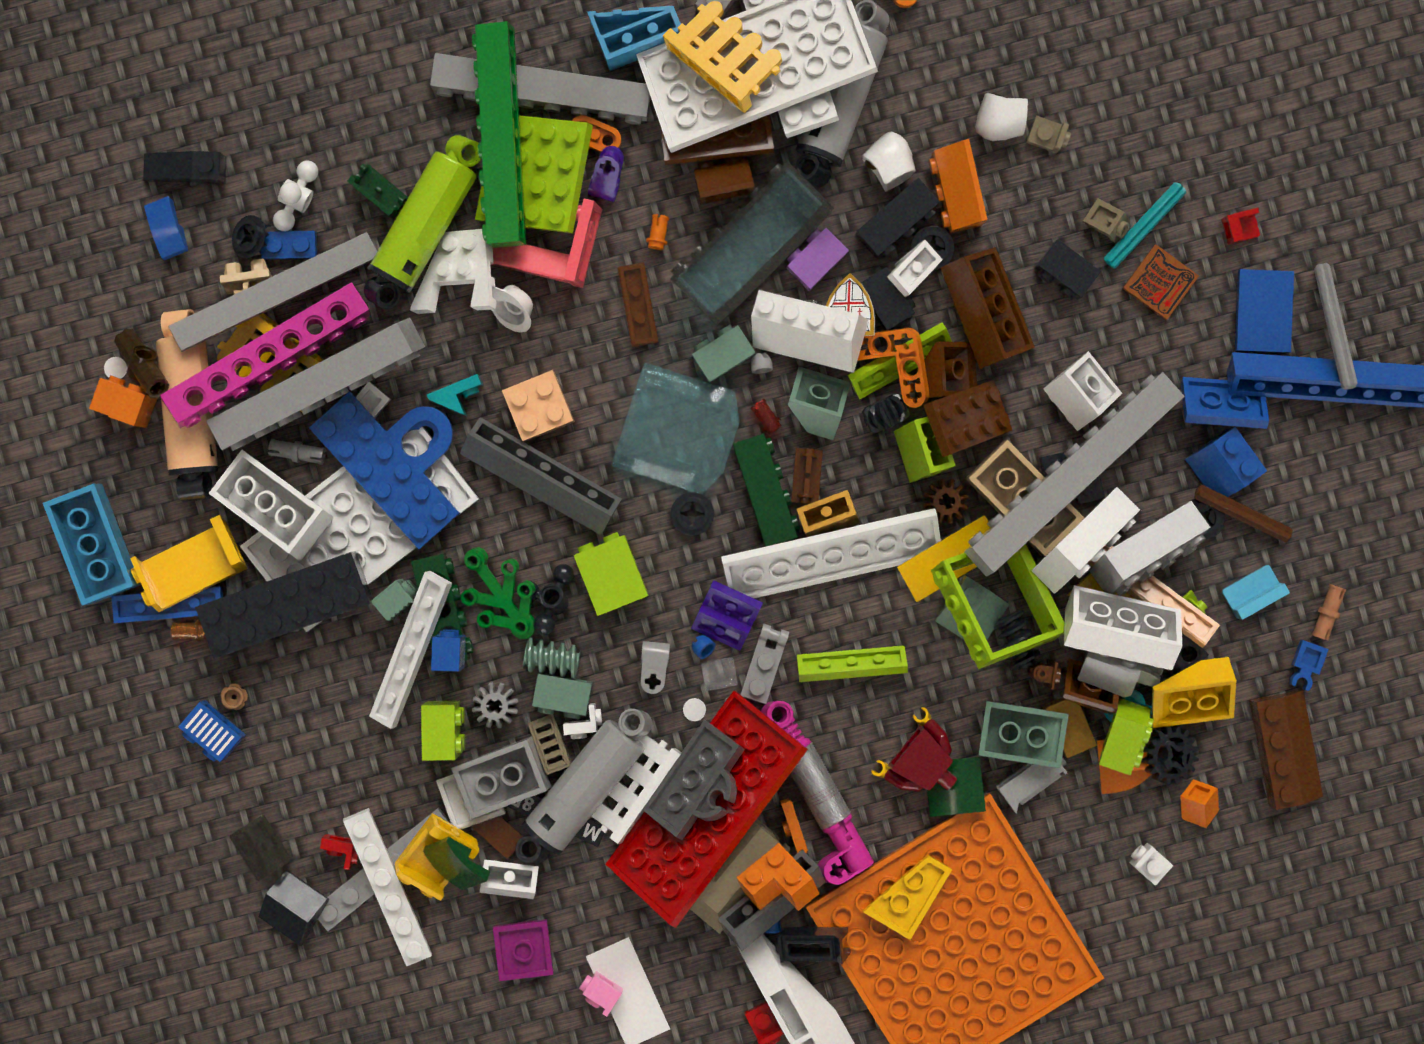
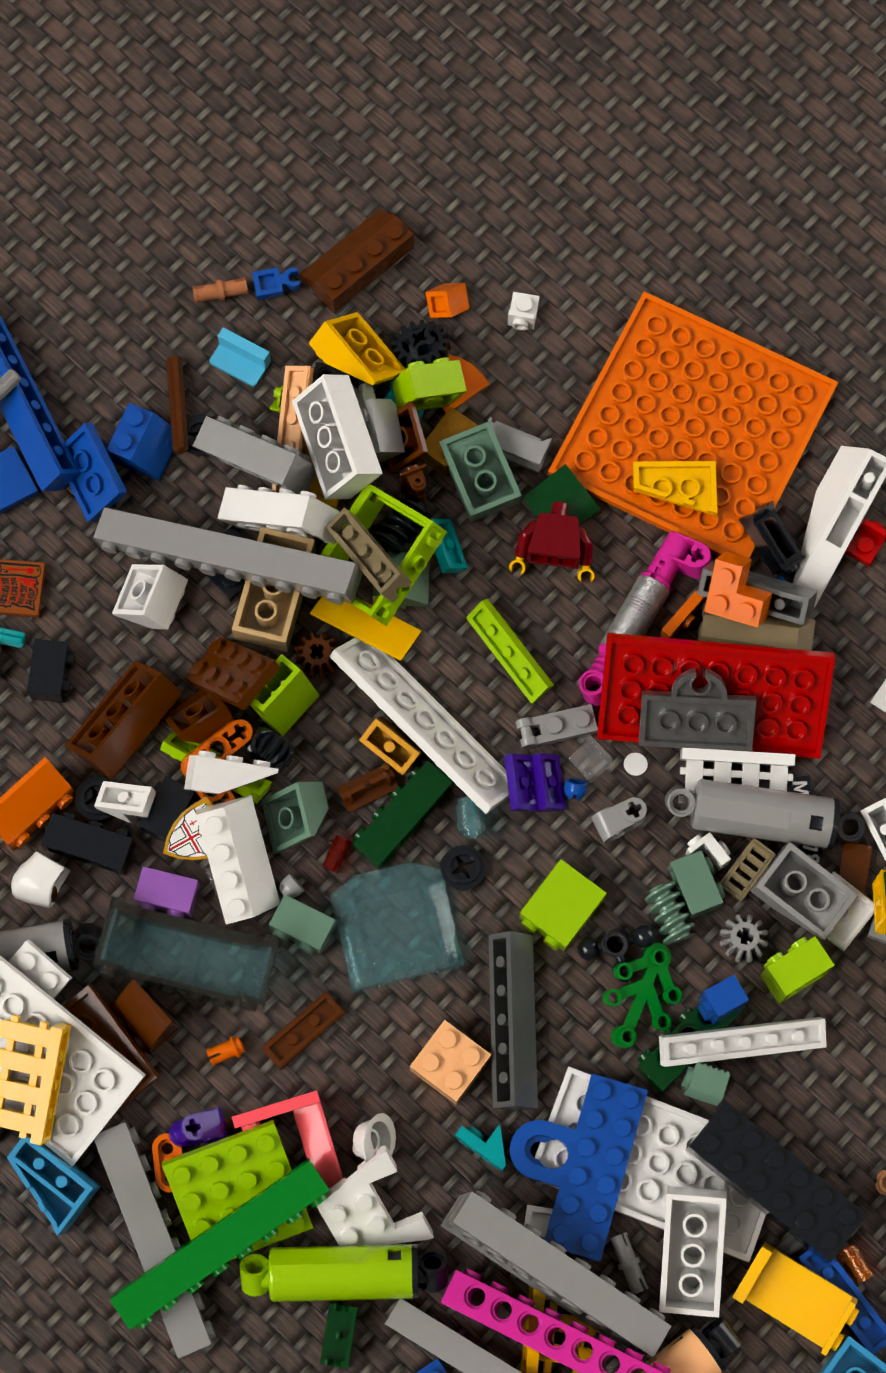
camera: 120 degrees left, 15 degrees down
(728, 542) = (469, 818): none -> clear light blue brick
(883, 356) = (218, 775): none -> white slope
(963, 666) = (449, 551): none -> teal plate
(998, 589) = (368, 554): none -> dark tan piece

